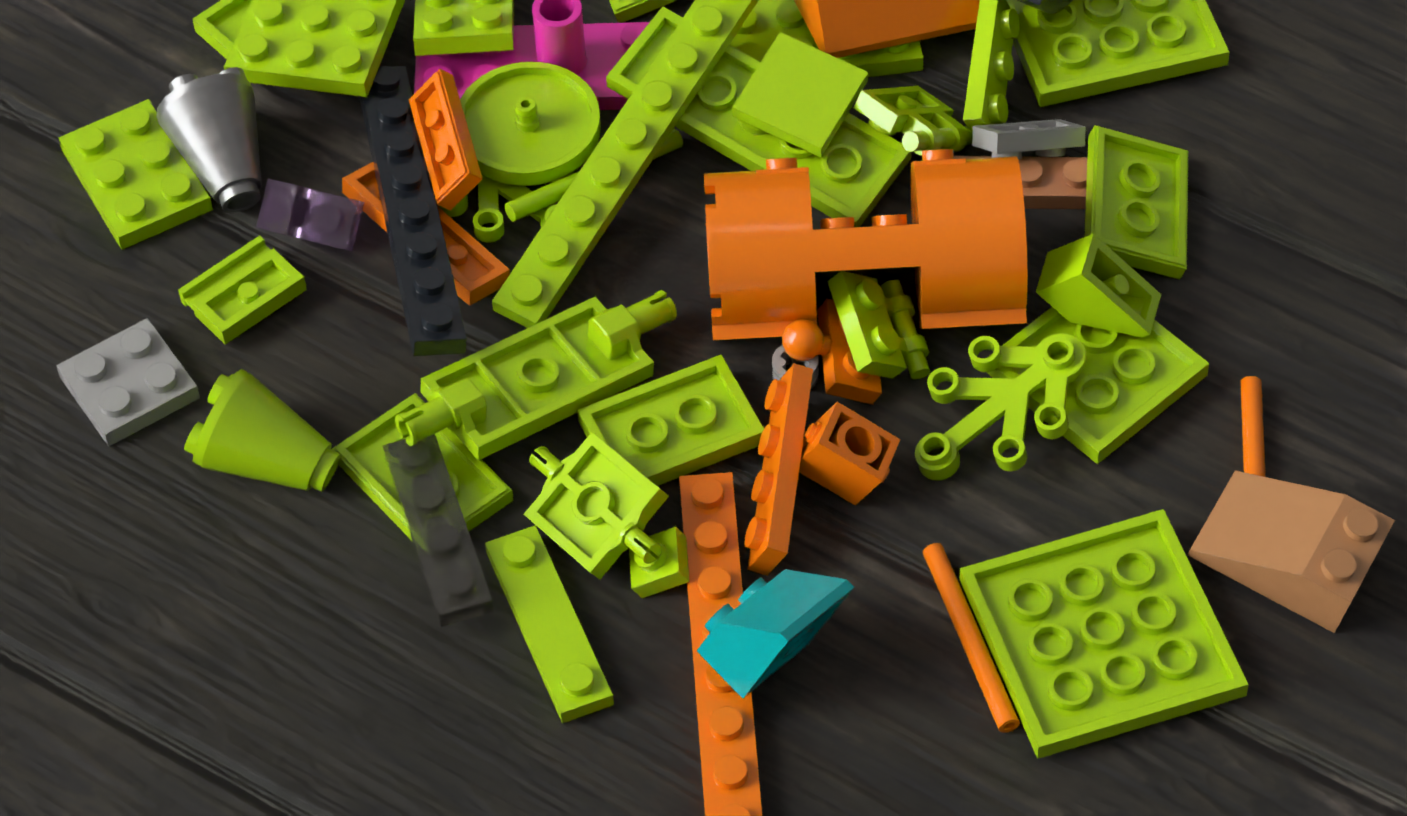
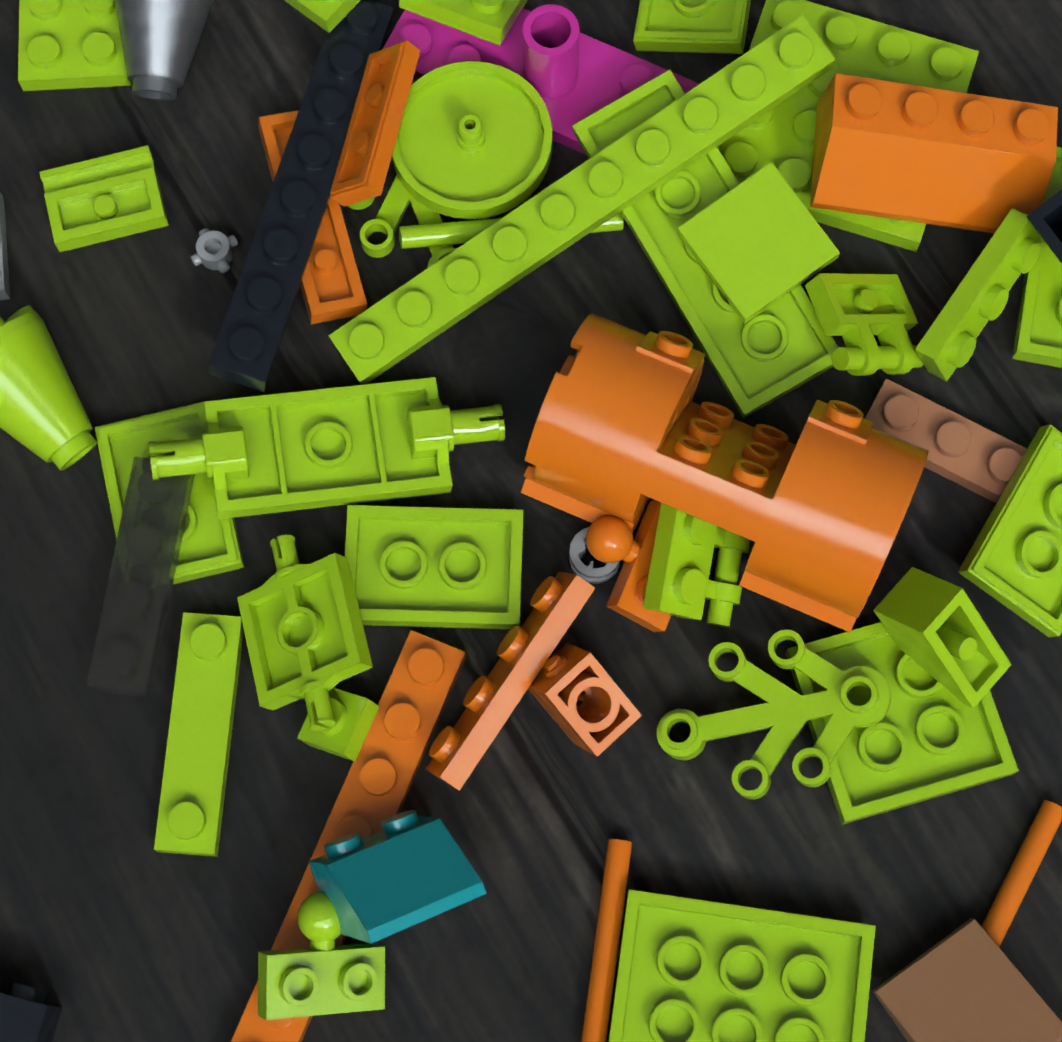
camera: 25 degrees right, 20 degrees up
(310, 214) = (210, 142): clear purple slope -> none
(356, 291) = (214, 250): none -> light grey piece
(749, 728) = (325, 975): none -> lime plate
(1044, 137) = (975, 400): light grey plate -> none

